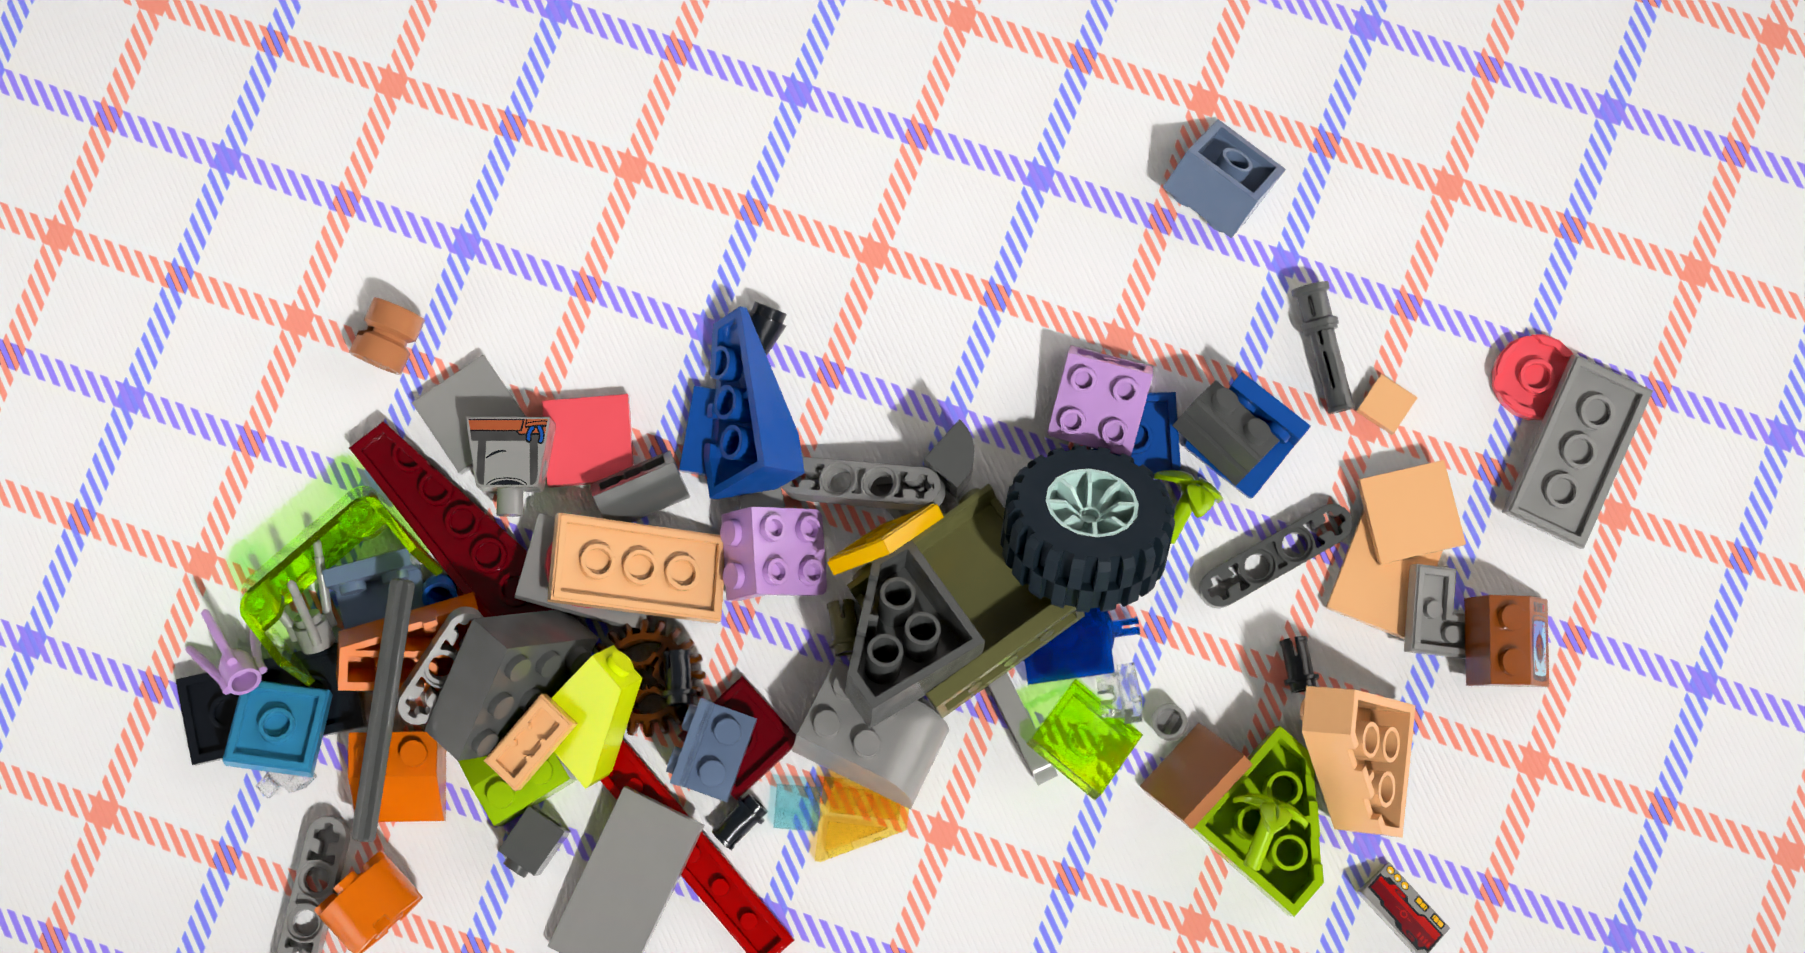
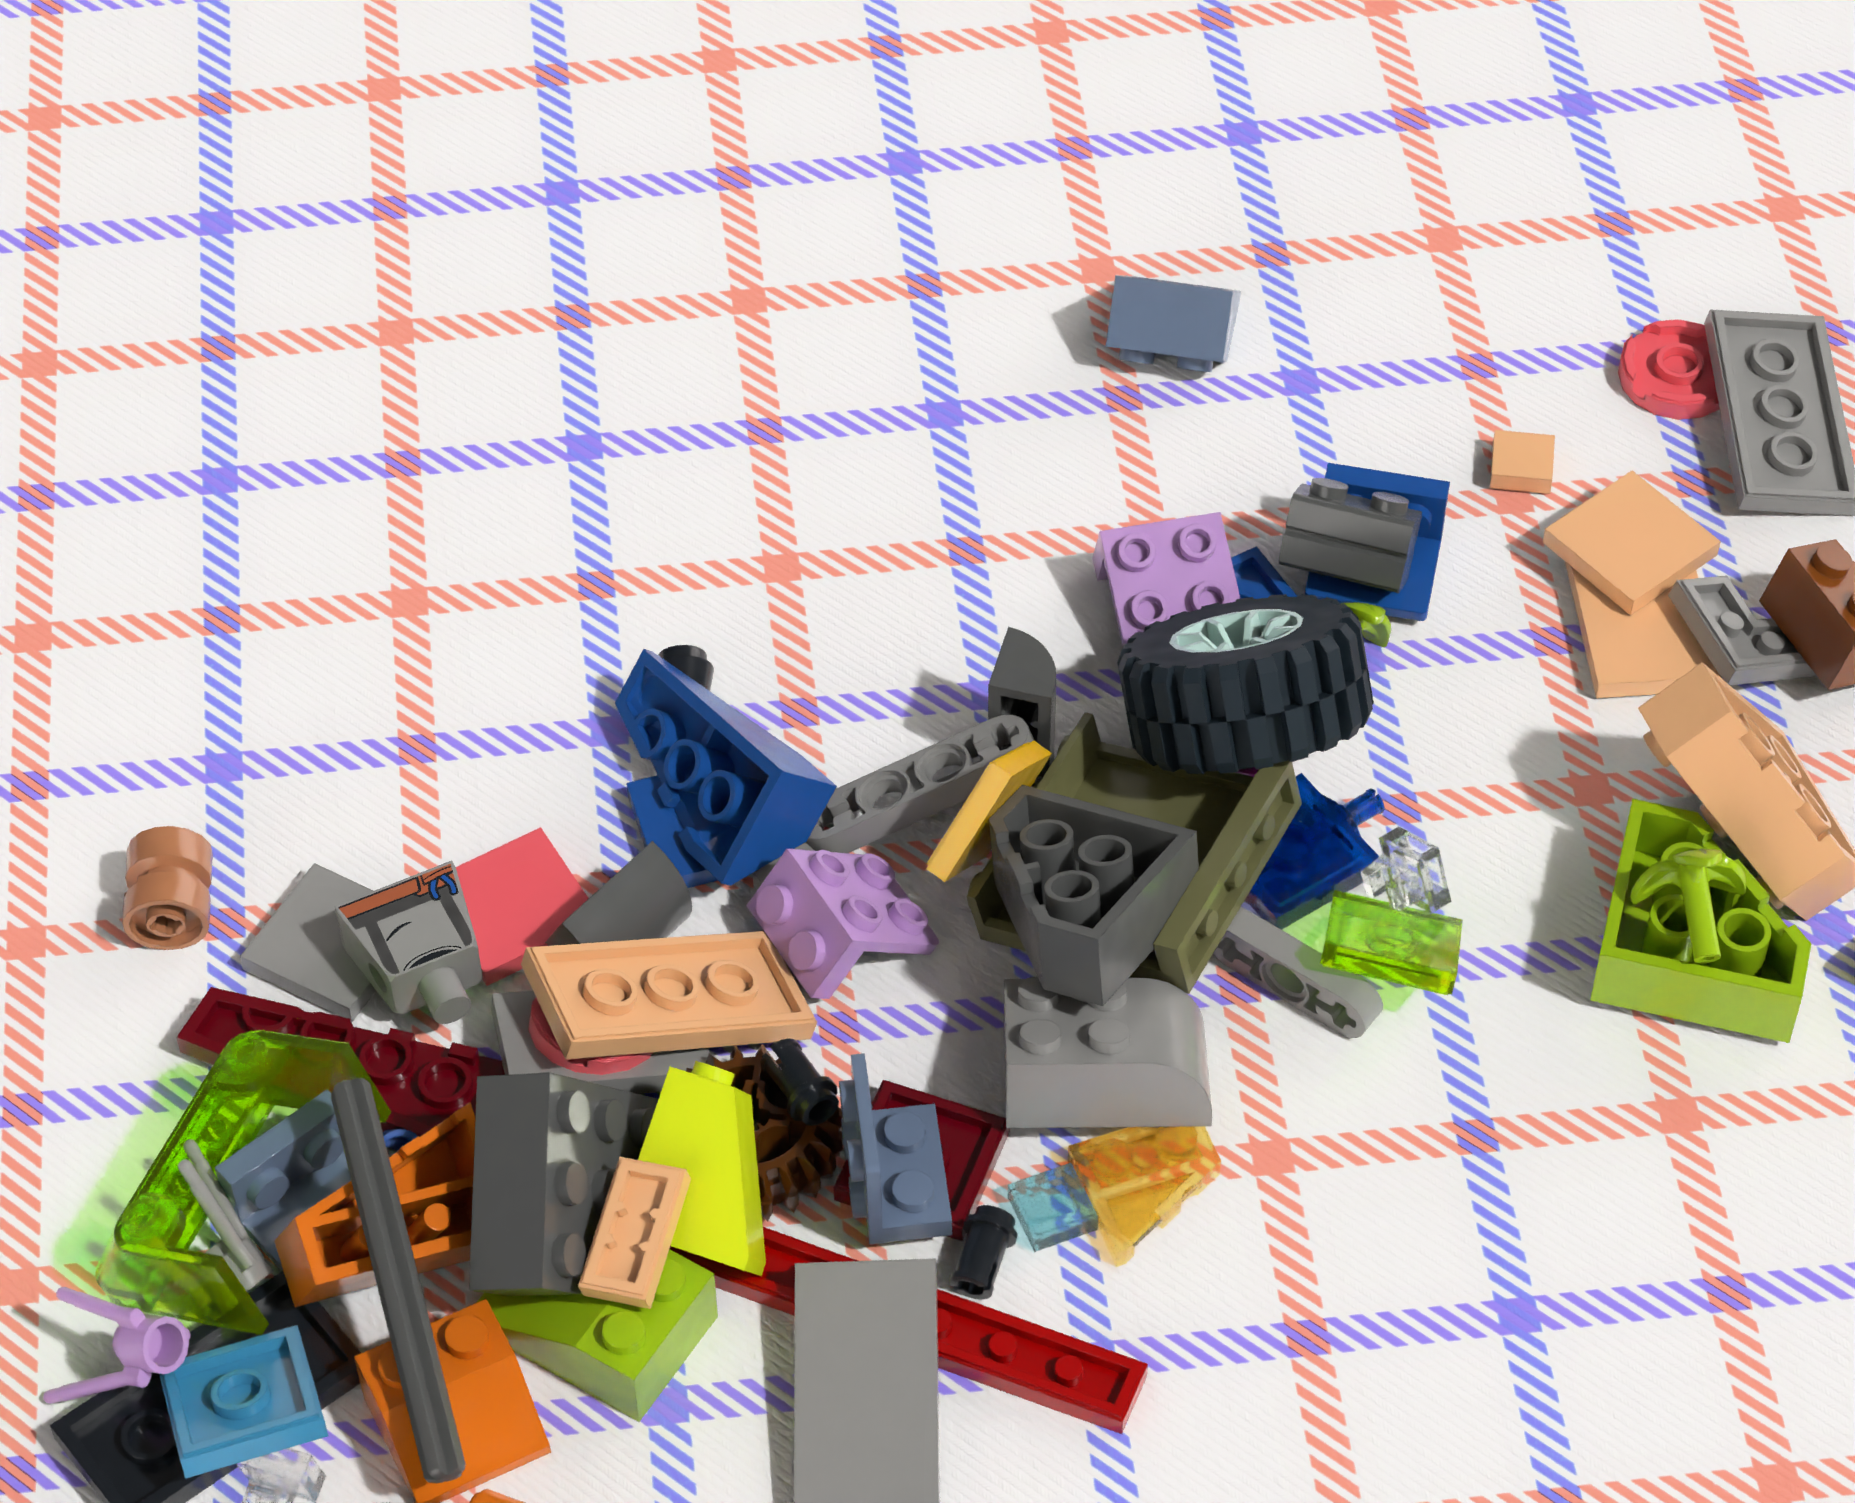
camera: 30 degrees left, 30 degrees down
(413, 686) = (424, 1238): light grey beam -> none
(532, 842) = (700, 1401): dark grey brick -> none
(843, 629) = (986, 962): olive pin -> none
(1162, 717) = (1474, 887): light grey hinge -> none
(1196, 775) = (1563, 914): nougat tile -> none
(1277, 559) = (1491, 661): dark grey beam -> none
(1298, 667) = (1618, 770): black pin -> none
(1320, 327) = (1390, 414): dark grey pin -> none

